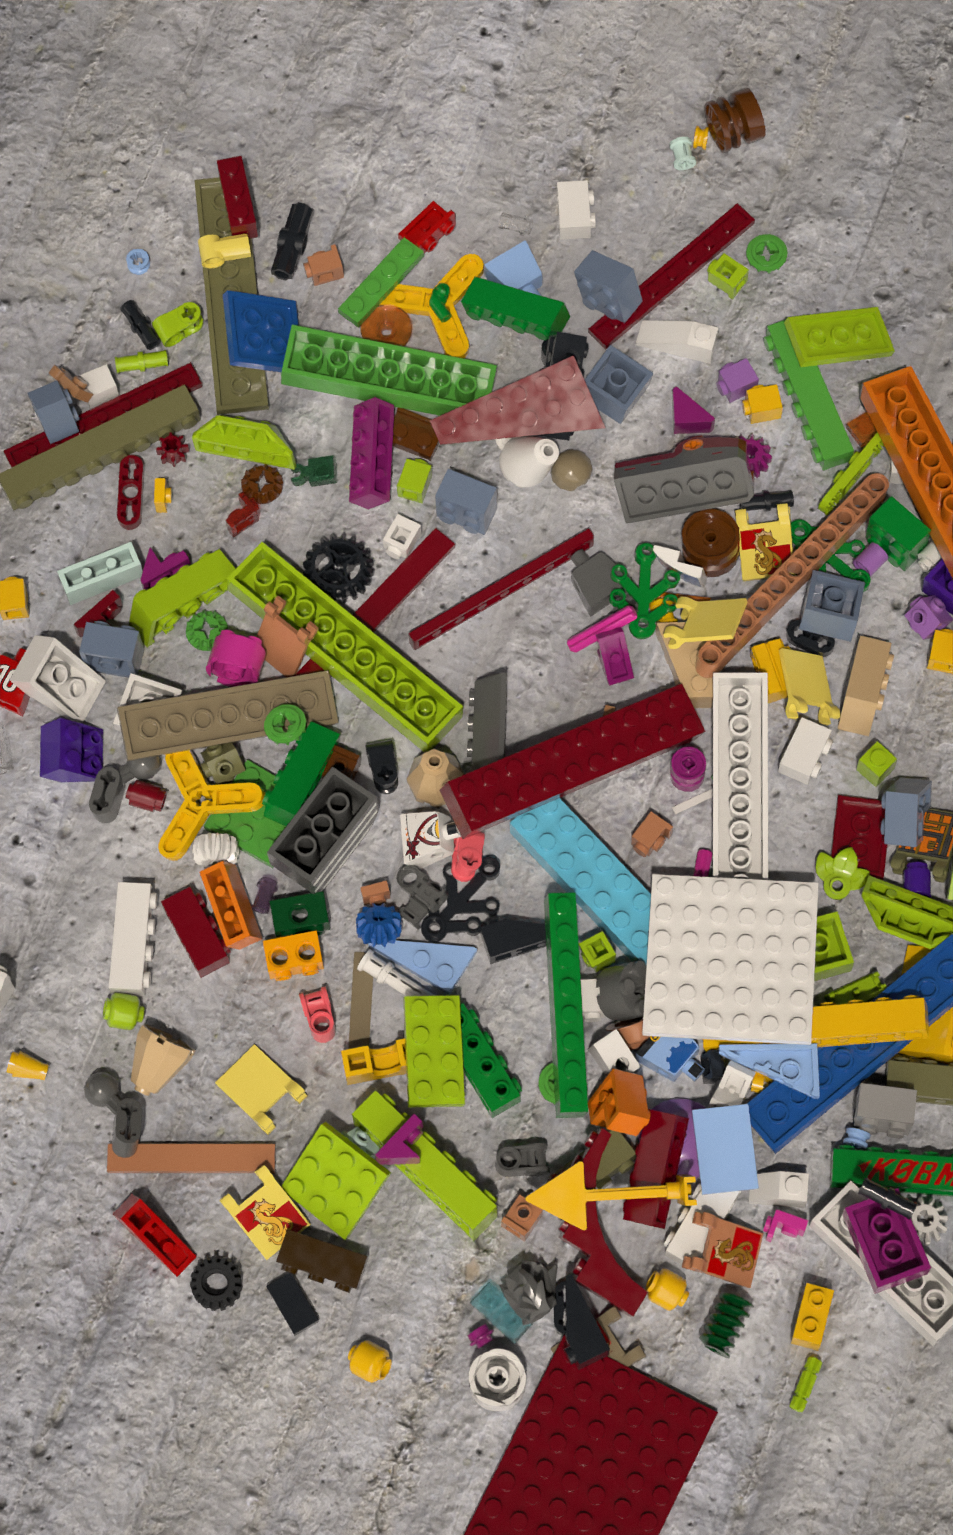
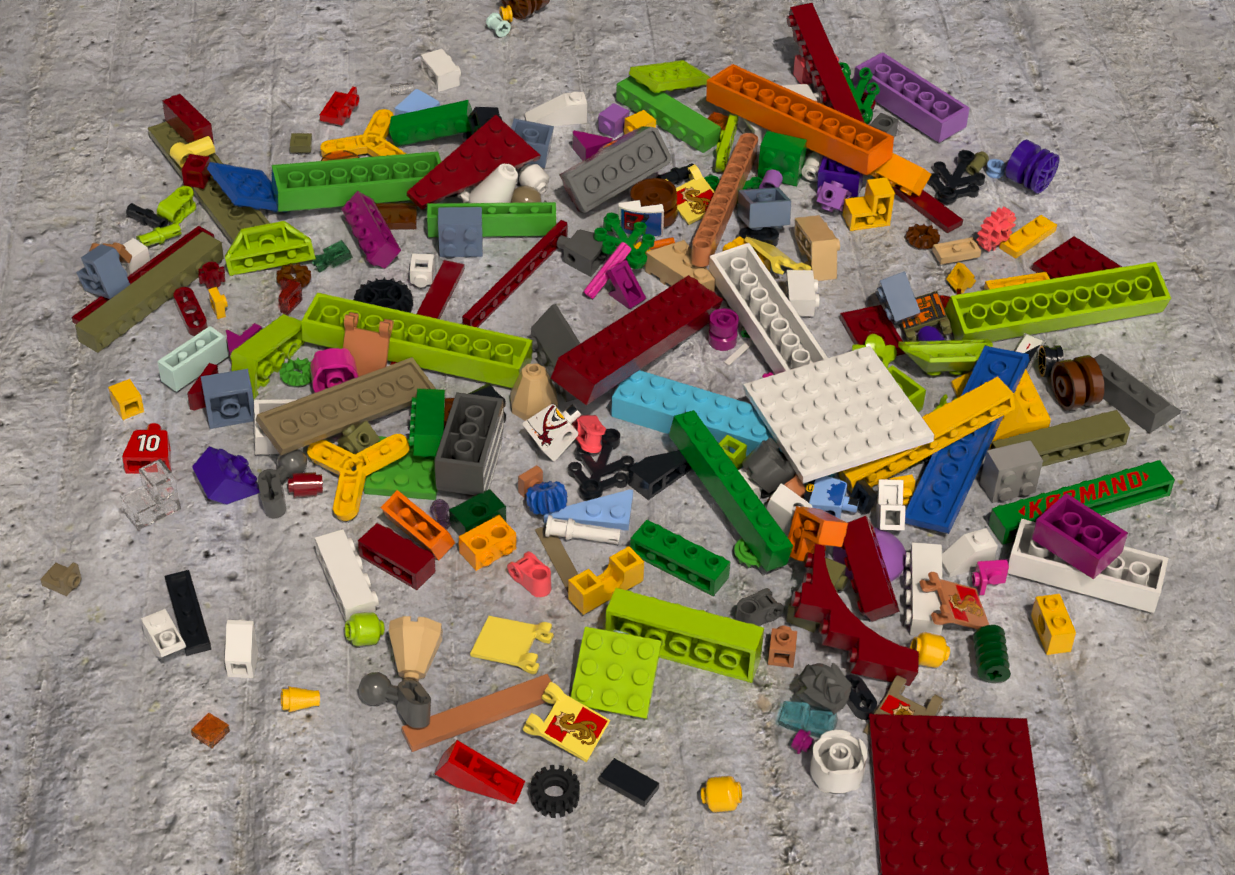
camera: 30 degrees left, 25 degrees down
(57, 678) = (189, 426): white slope -> none
(141, 268) = (126, 185): light blue bush -> none
(214, 293) = (195, 171): none -> dark red brick
(214, 848) = (380, 491): white gear -> none
(276, 719) = (405, 387): bright green gear -> none
(292, 241) = (241, 140): black piece -> none
(321, 1261) = (637, 736): dark brown brick -> none
(324, 266) = (274, 146): nougat brick -> none
(357, 270) = (301, 143): none -> olive plate
(381, 282) = (323, 137): bright green plate -> none
(396, 1149) = (663, 611): magenta slope -> none
(414, 480) = (412, 237): lime brick -> none
(423, 896) = (567, 469): dark grey piece -> none
(433, 1051) = (645, 551): lime plate -> none
(438, 300) = (372, 137): green arm -> none
(521, 494) = (504, 218): none -> bright green brick
(567, 1196) = (819, 600): yellow piece -> none
(583, 1336) = (884, 696): black slope -> none
(595, 444) = (534, 176): none -> white head
(608, 286) = (493, 89): sand blue brick -> none
(651, 835) = (721, 376): nougat brick -> none
(677, 272) = (534, 81): dark red tile -> none
(706, 620) = (683, 232): light yellow flag -> none
(725, 1149) = (914, 533): light blue tile -> none
(727, 267) = (570, 71): lime brick -> none
(774, 246) = (589, 57): bright green gear -> none
(785, 1063) = (919, 465): light blue wing -> none
(805, 1384) = (1079, 674): lime axle -> none
(857, 1138) = (1000, 498): light blue bush -> none
(876, 764) = (856, 285): lime brick -> none
(887, 1198) = (1065, 497): black pin -> none

